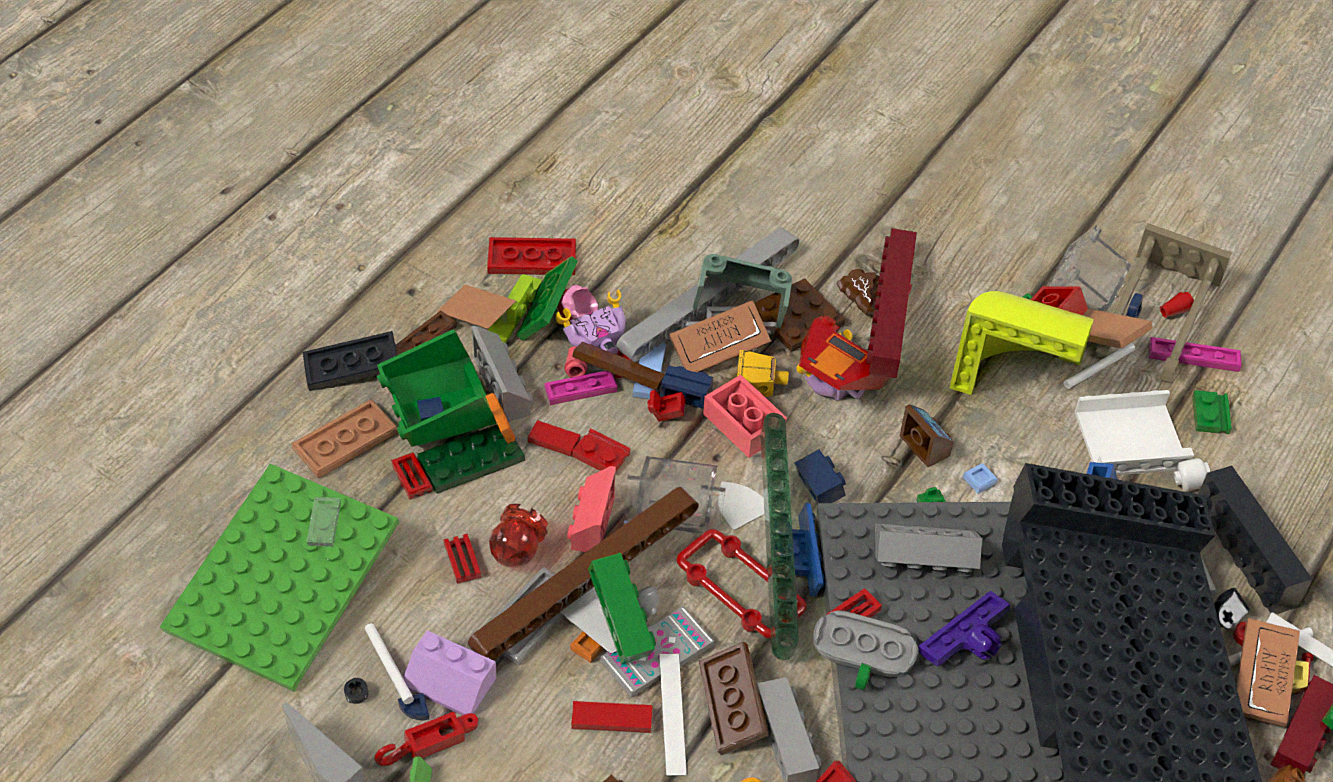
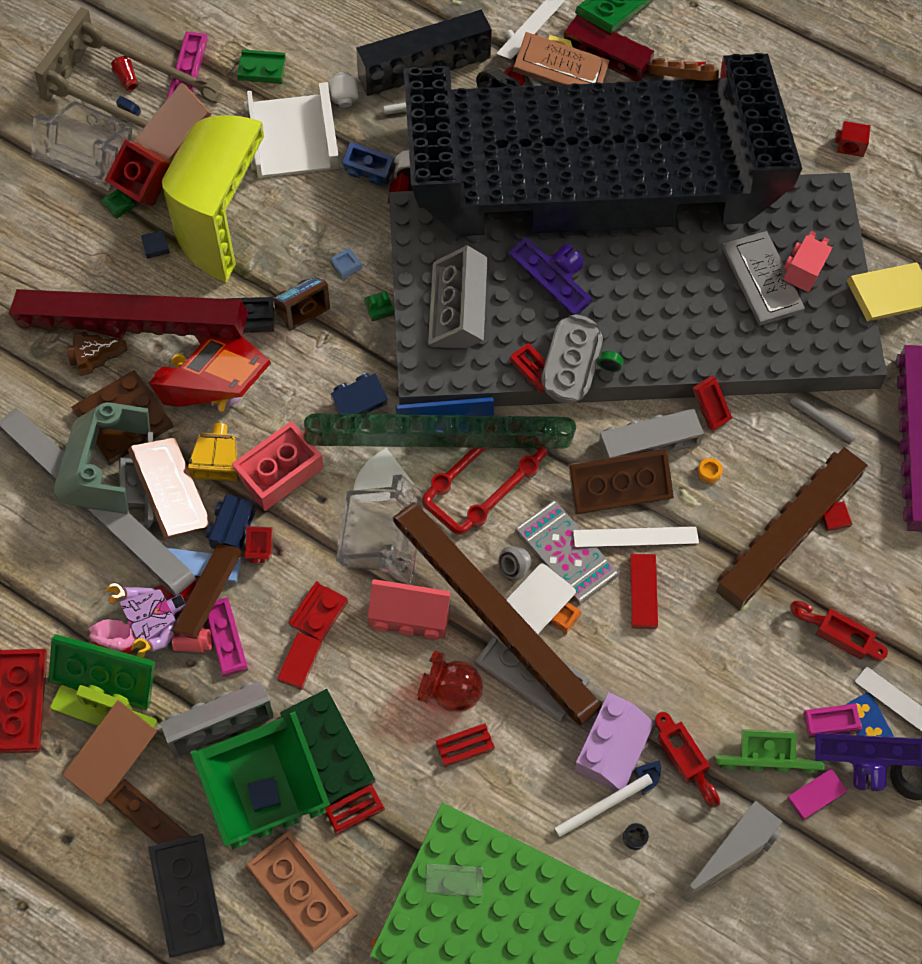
camera: 90 degrees left, 15 degrees up
(500, 417) = (285, 710): orange tile -> none
(621, 608) = (542, 573): green brick -> none
(909, 392) = (260, 314): none -> black plate

